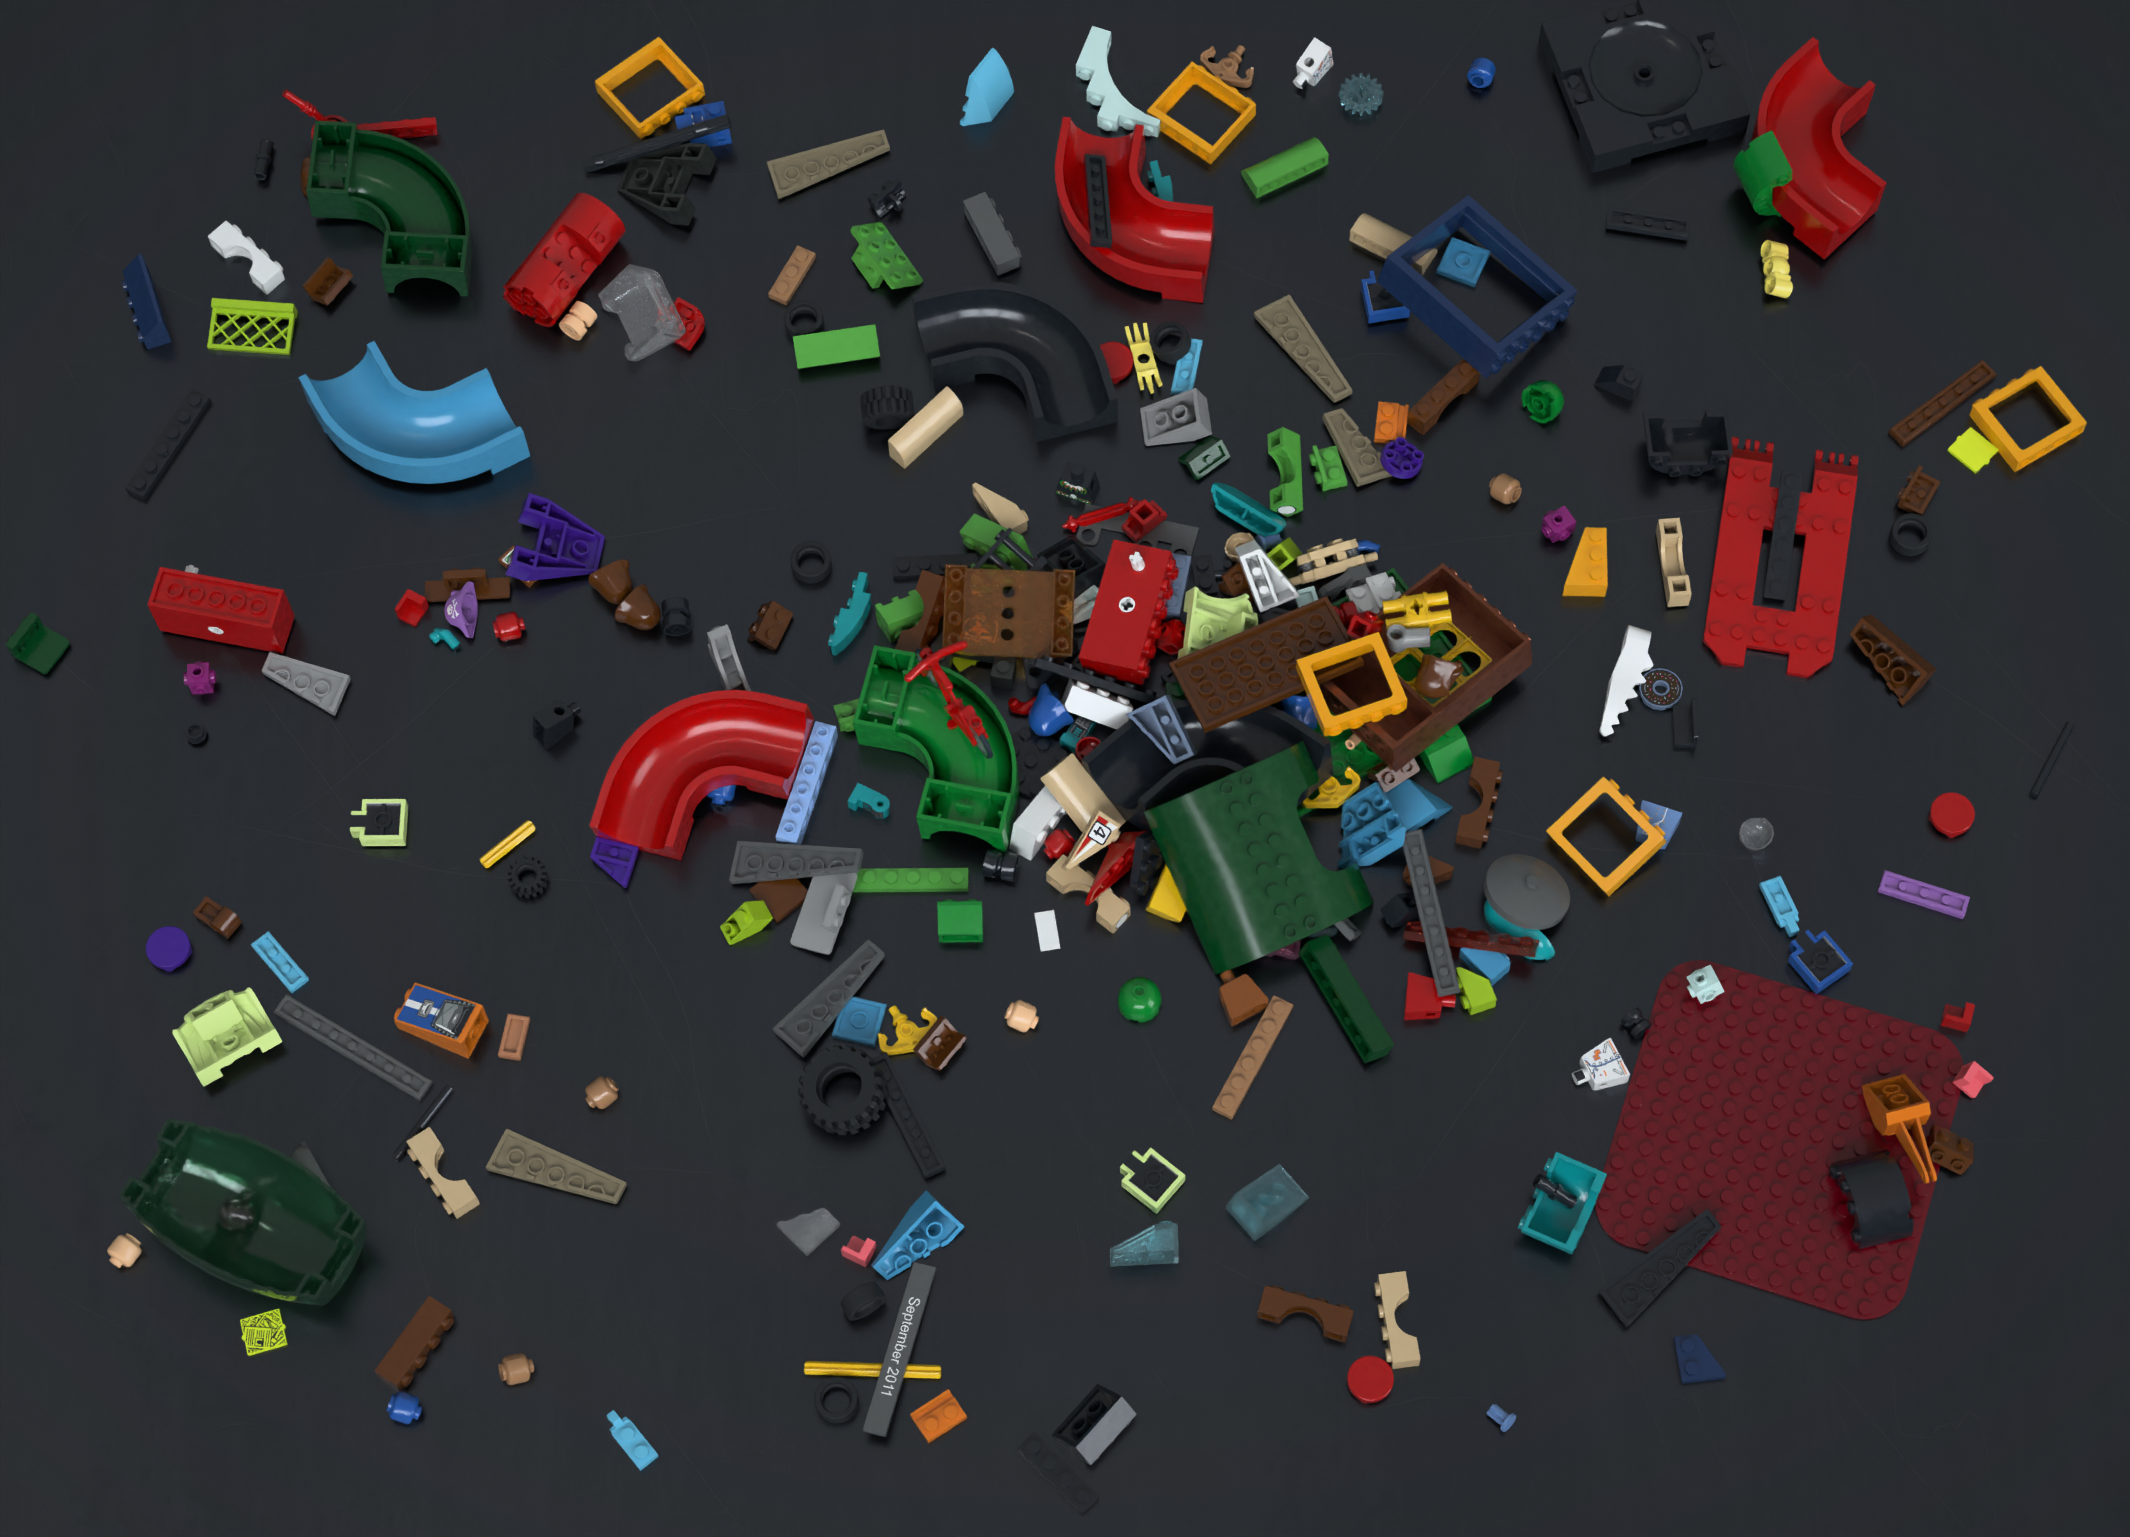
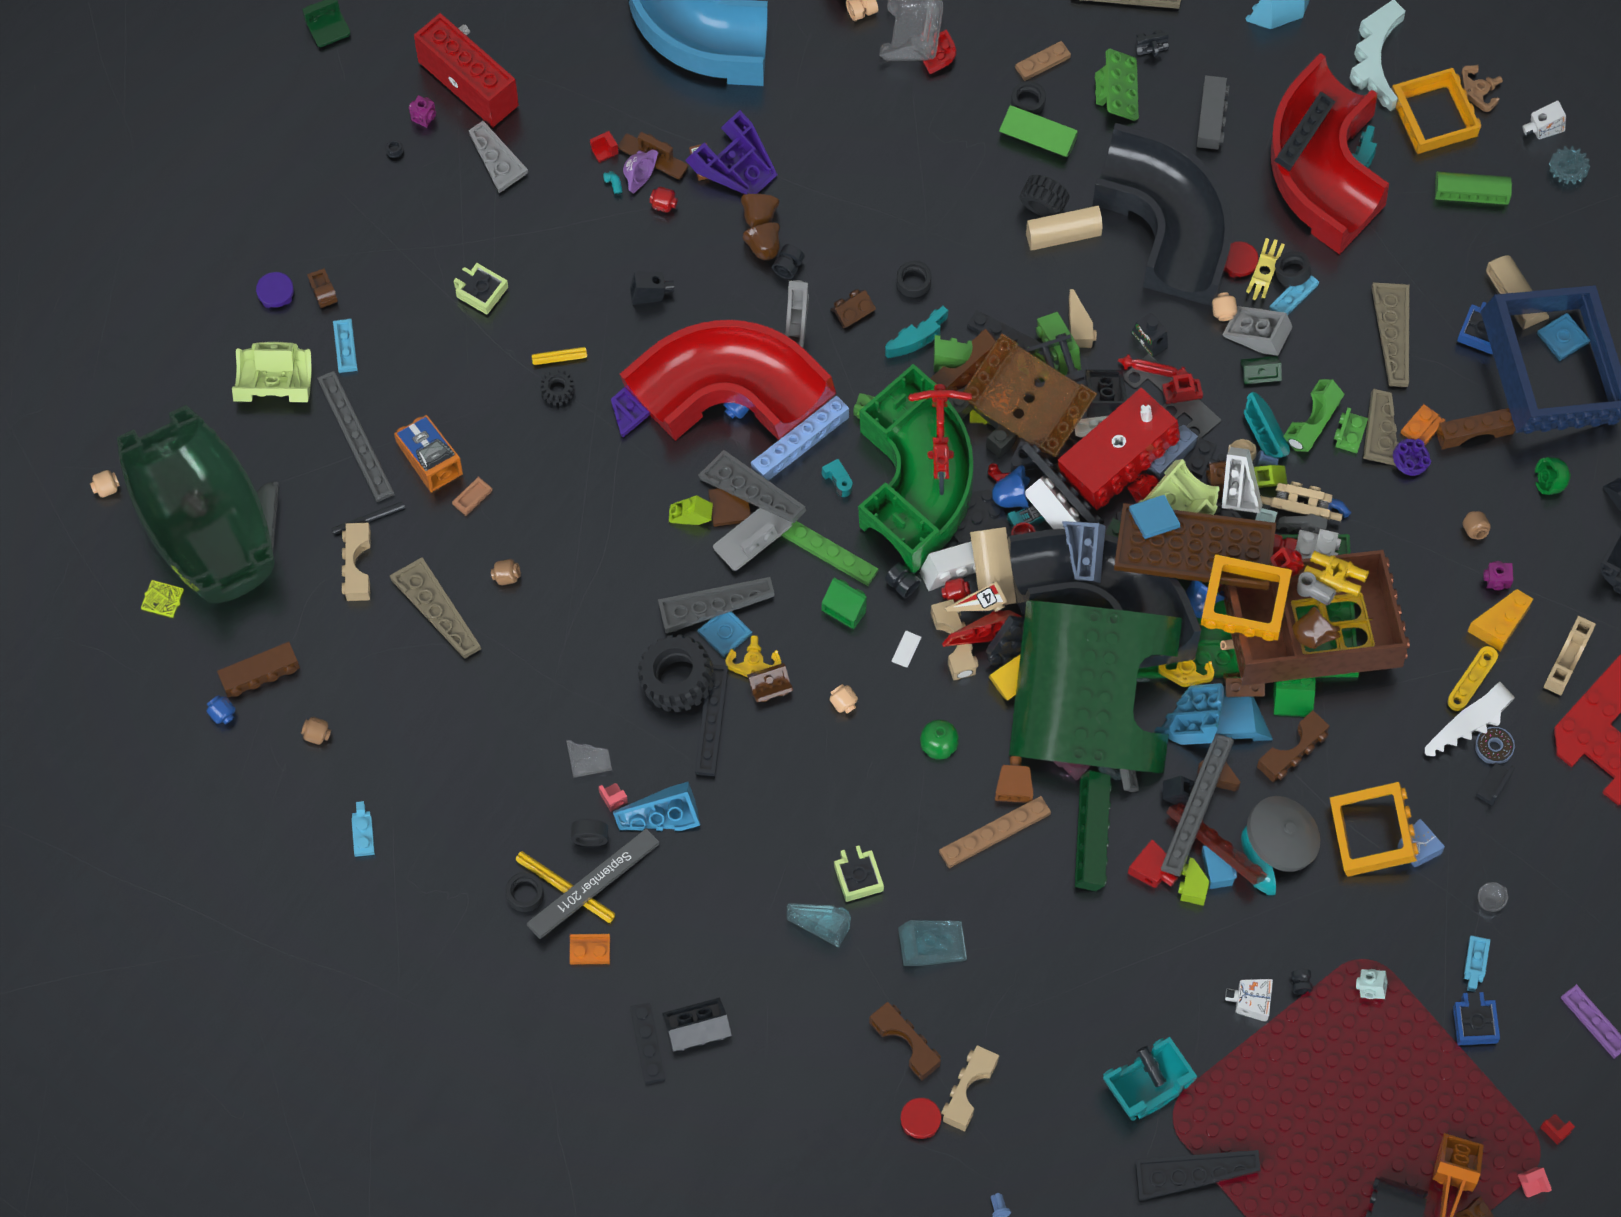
camera: 30 degrees right, 0 degrees up
(1130, 416) = (1224, 307): none -> light nougat head
(1209, 658) = (1154, 516): none -> dark azure tile
(1598, 637) = (1472, 678): none -> yellow plate

